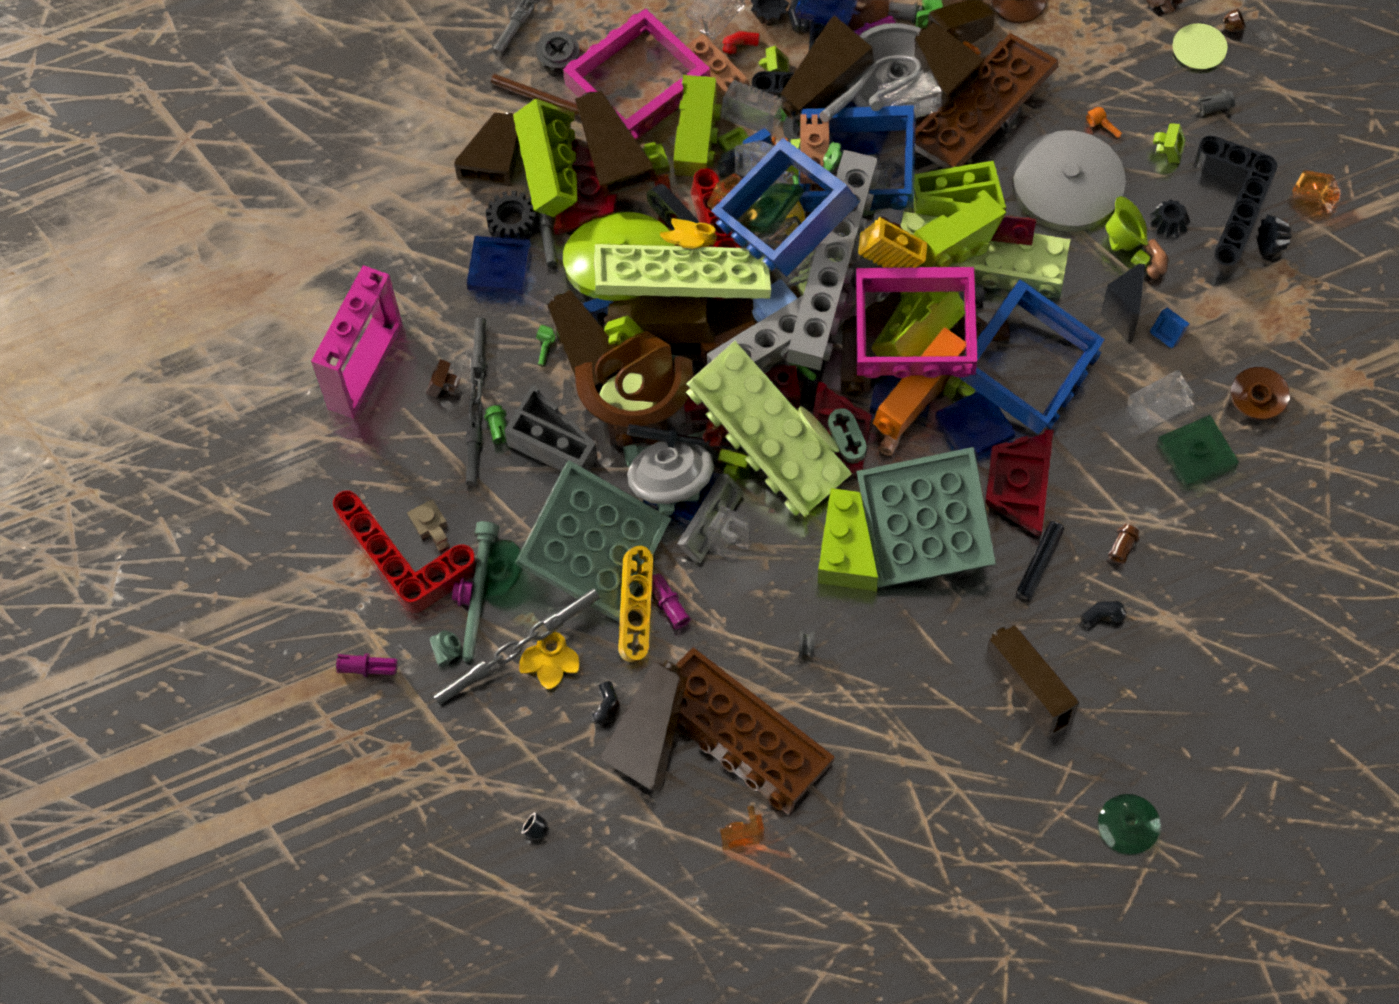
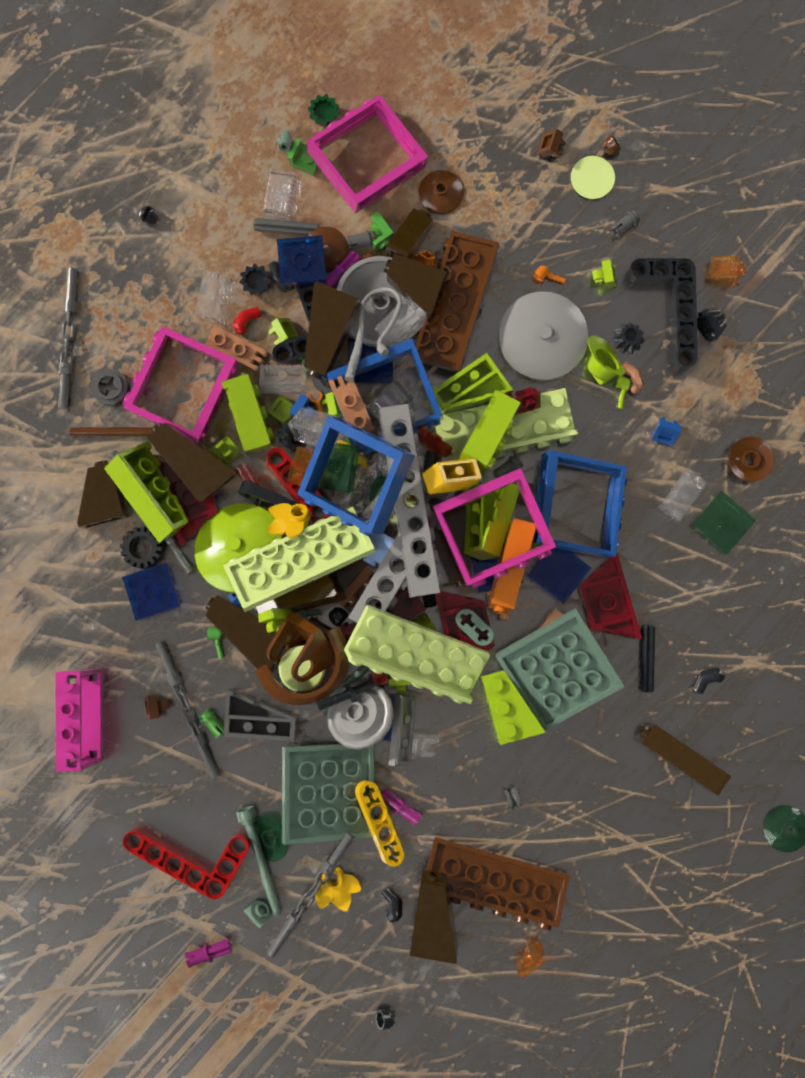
camera: 30 degrees left, 20 degrees up
(430, 522) = (198, 820): dark tan plate -> none
(462, 592) = (250, 867): magenta plate -> none
(818, 430) = (454, 638): yellowish green piece -> none
(832, 157) = (371, 414): bright green plant -> none
(1123, 301) = (631, 429): black slope -> none
(1126, 538) = (701, 619): reddish brown pin -> none

